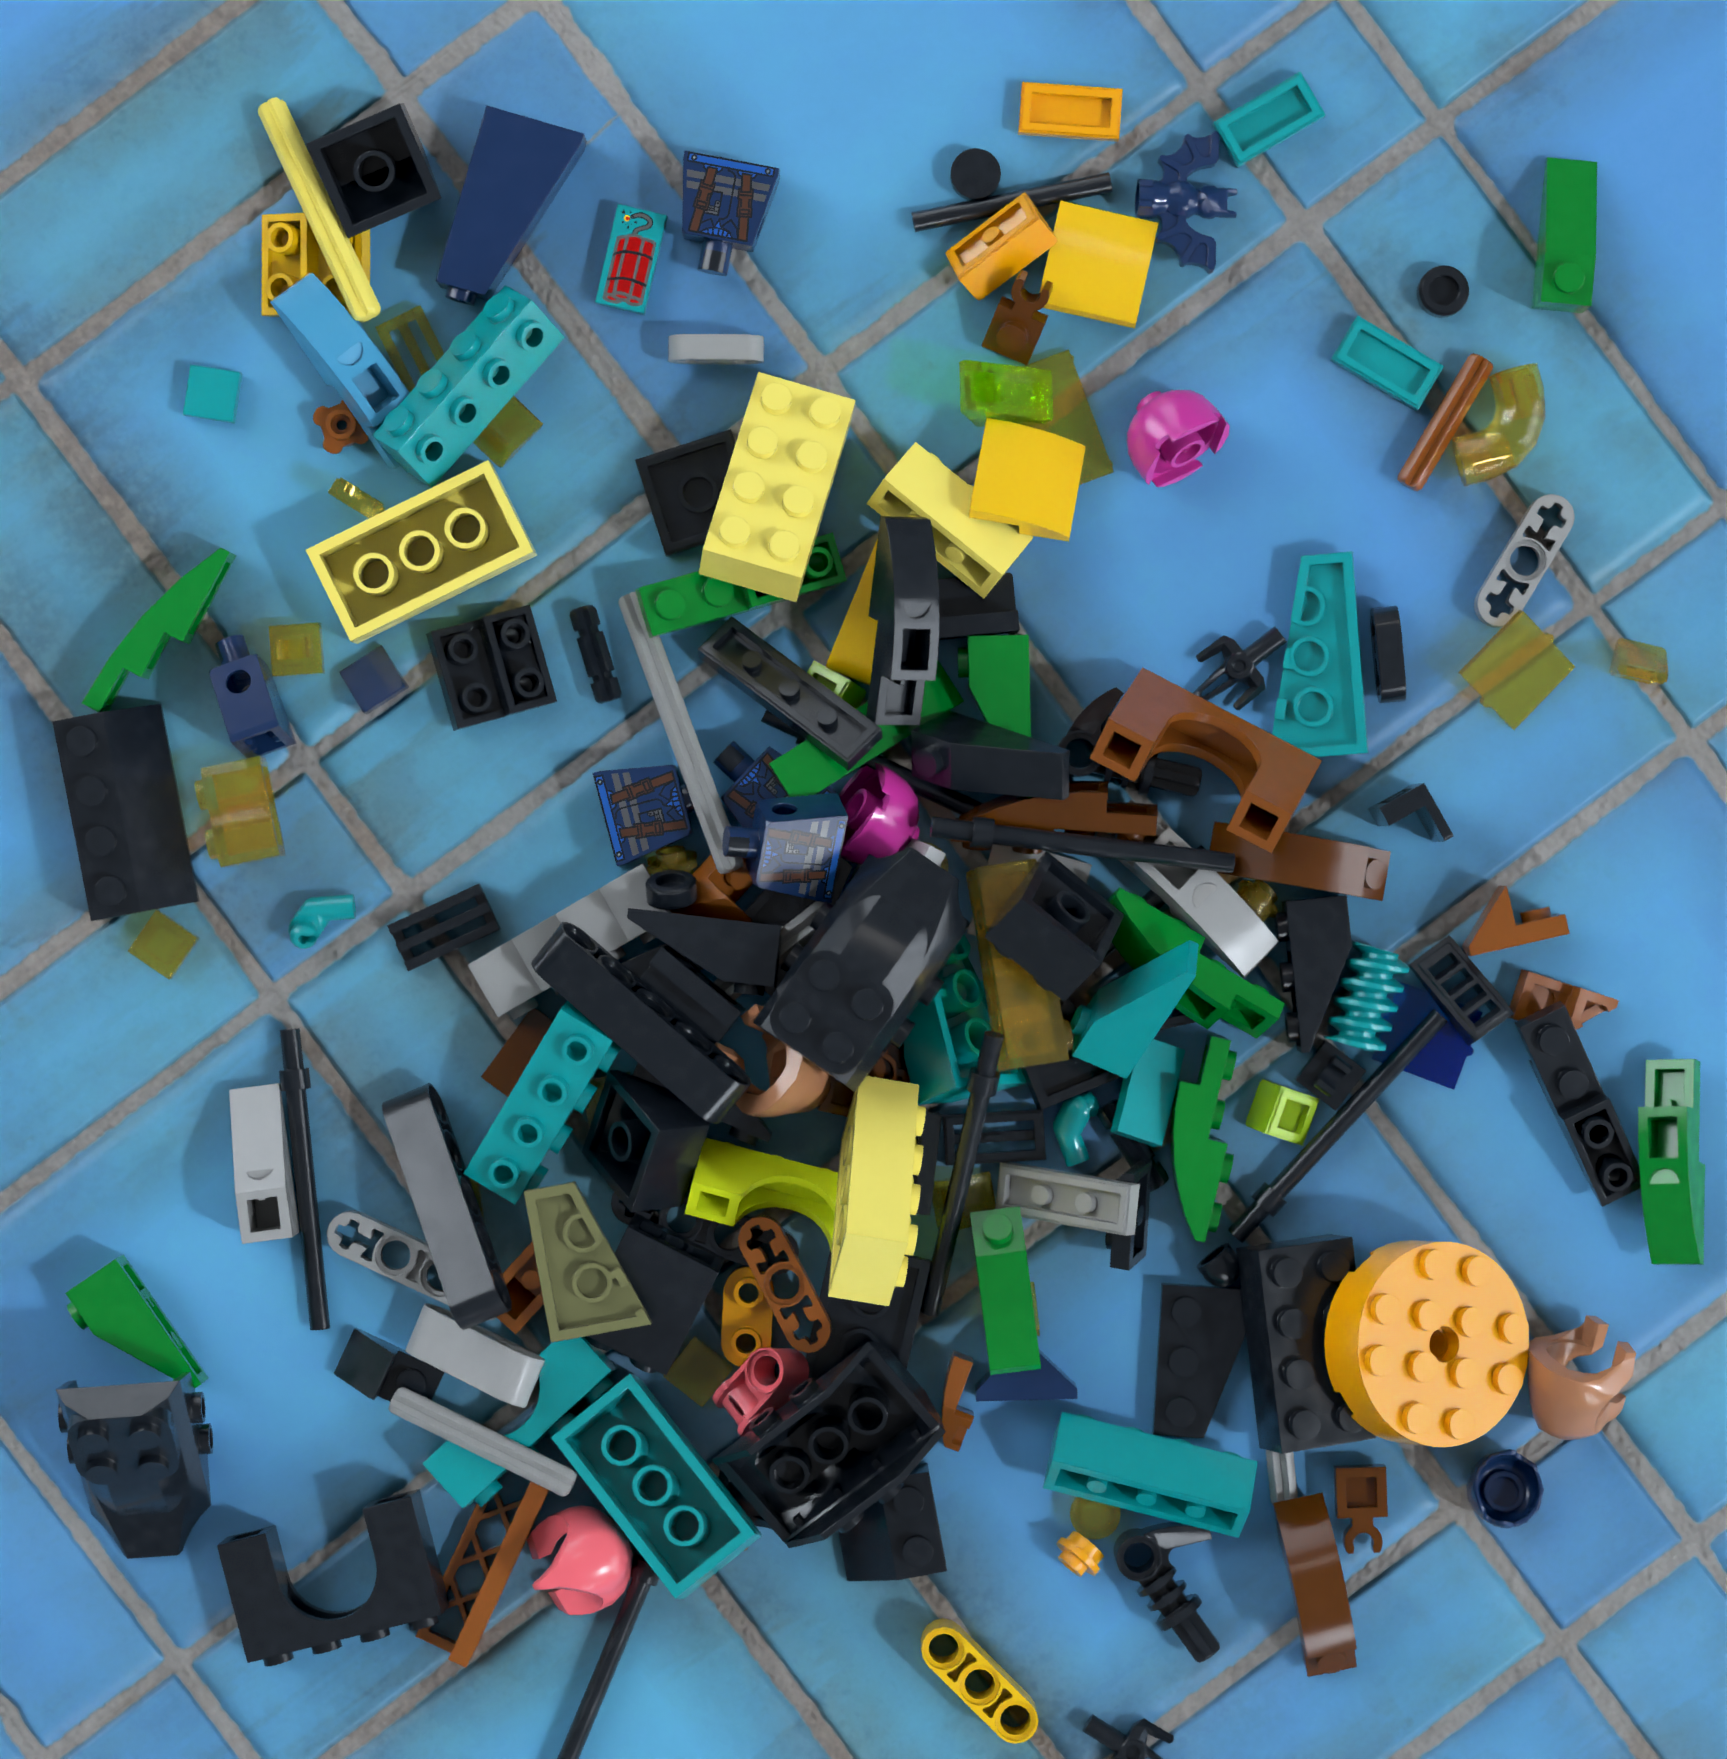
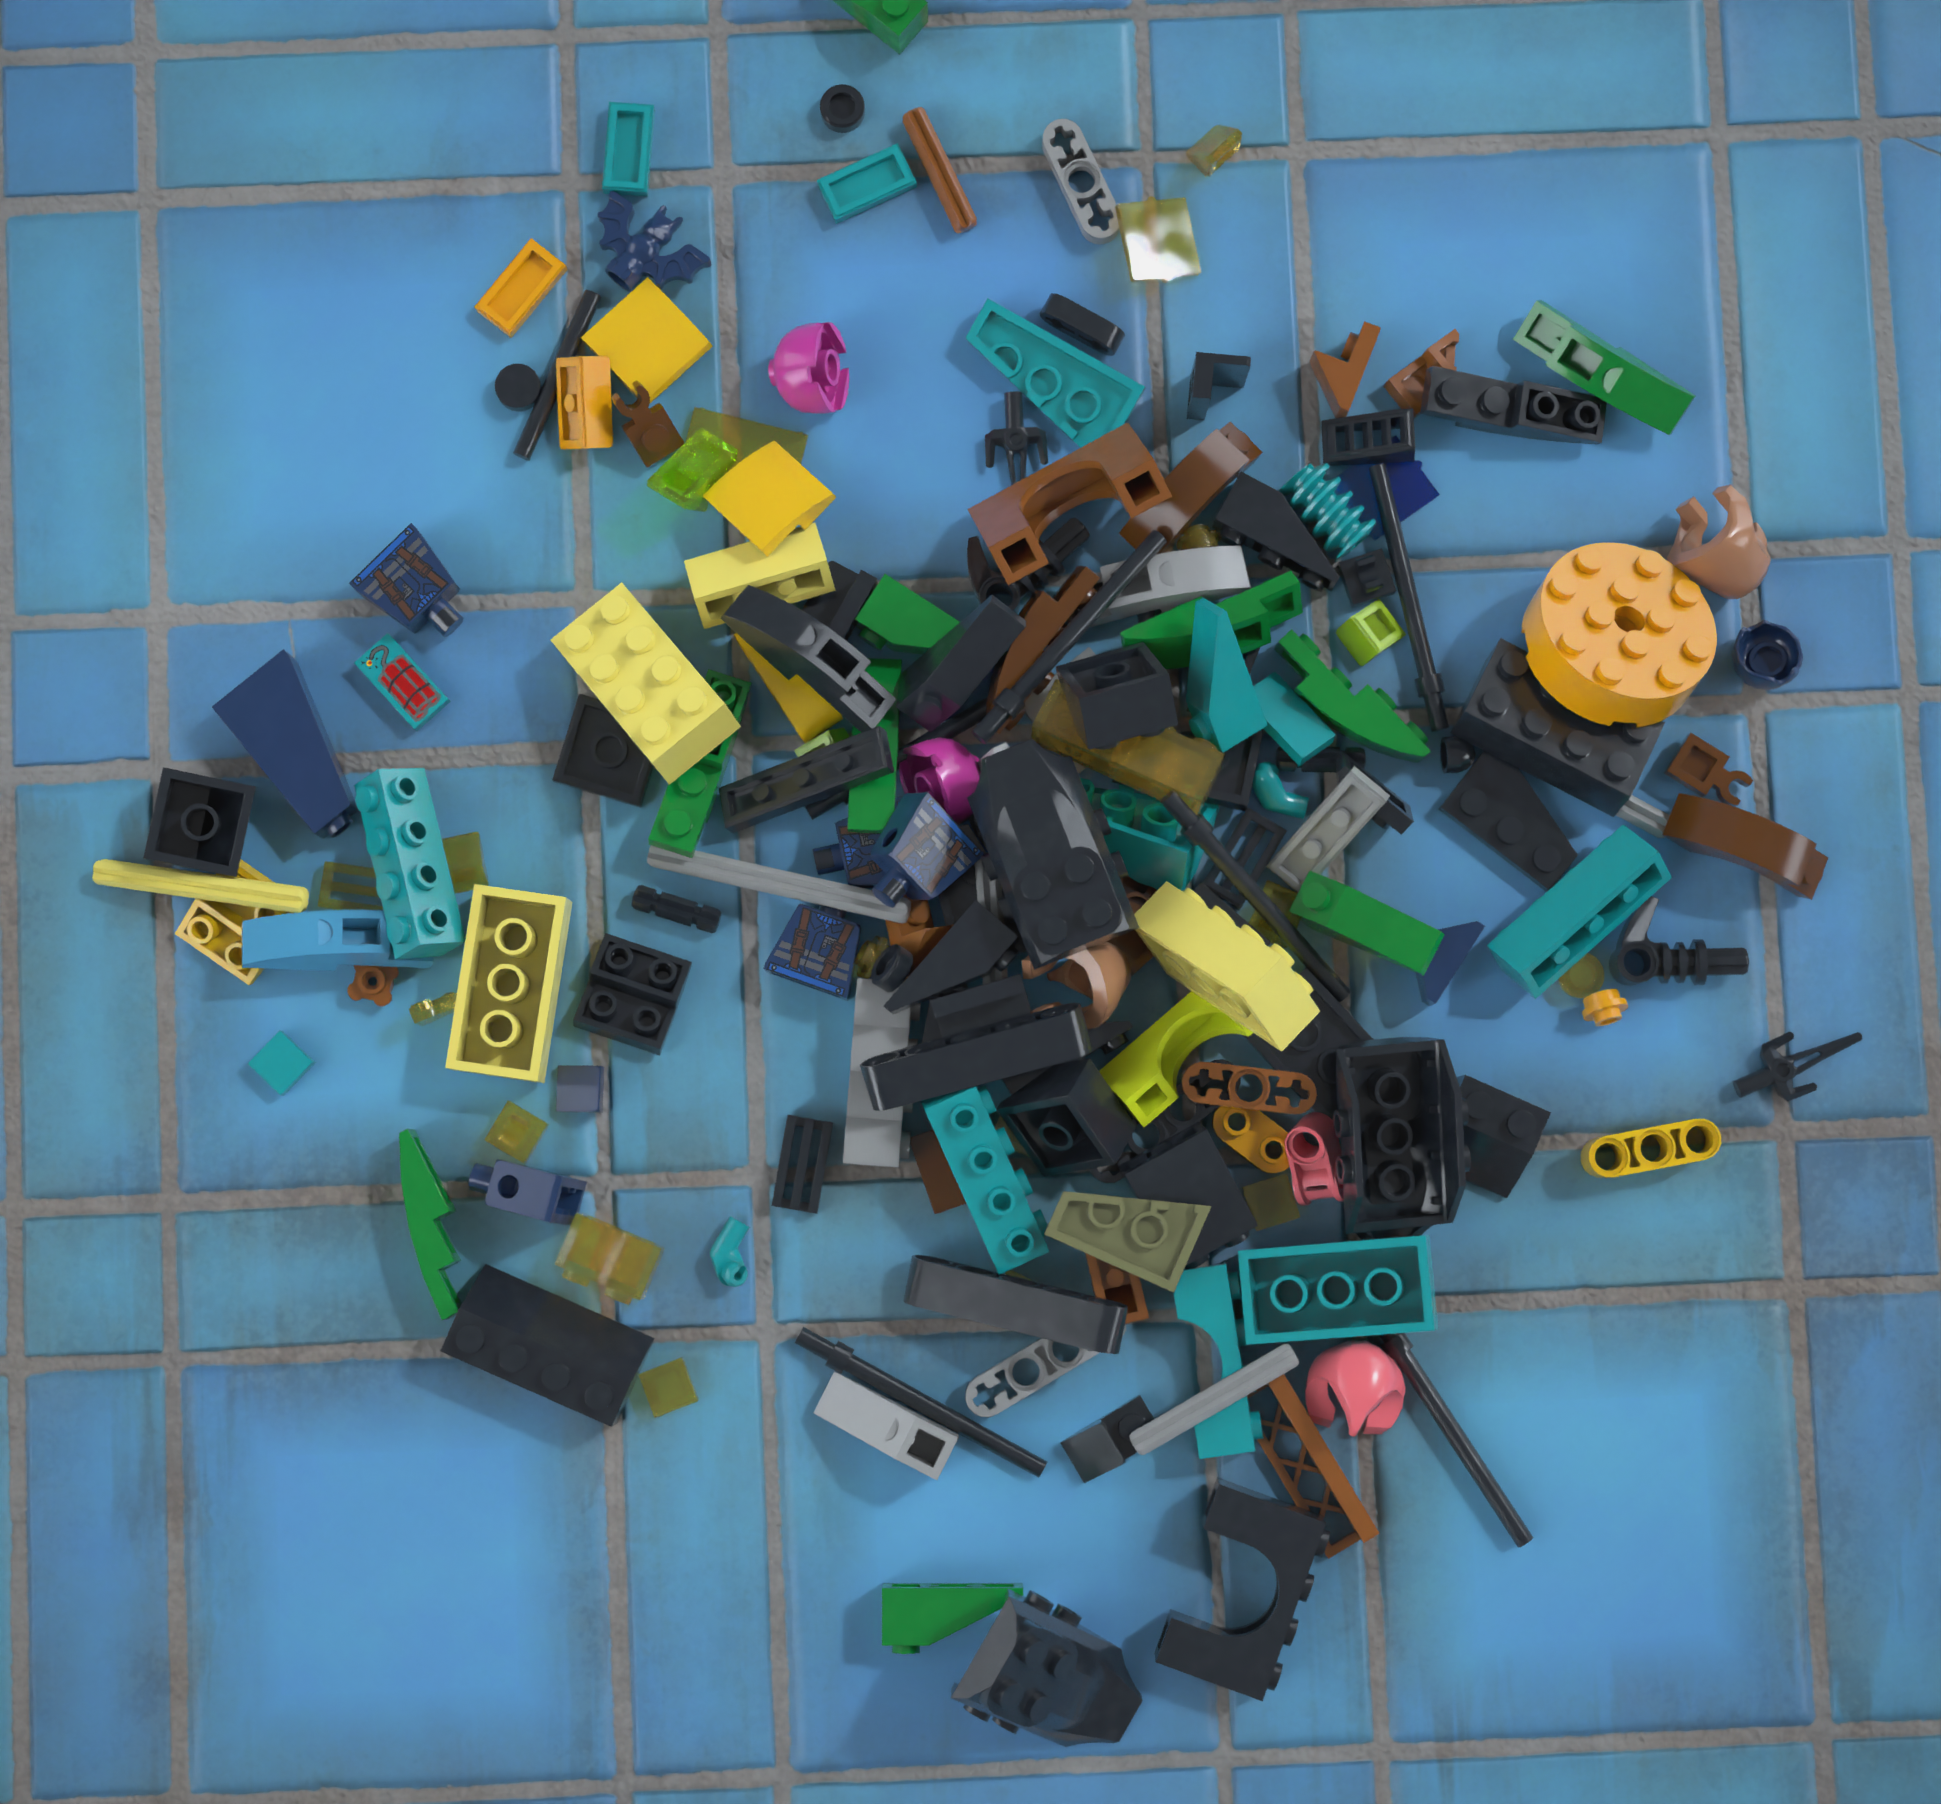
camera: 55 degrees left, 5 degrees down
(475, 1356) = (1144, 1361): light grey beam -> none
(716, 349) = (512, 663): light grey beam -> none
(954, 1417) = (1413, 1016): dark orange slope -> none
(1511, 432) = (980, 125): clear yellow cylinder -> none

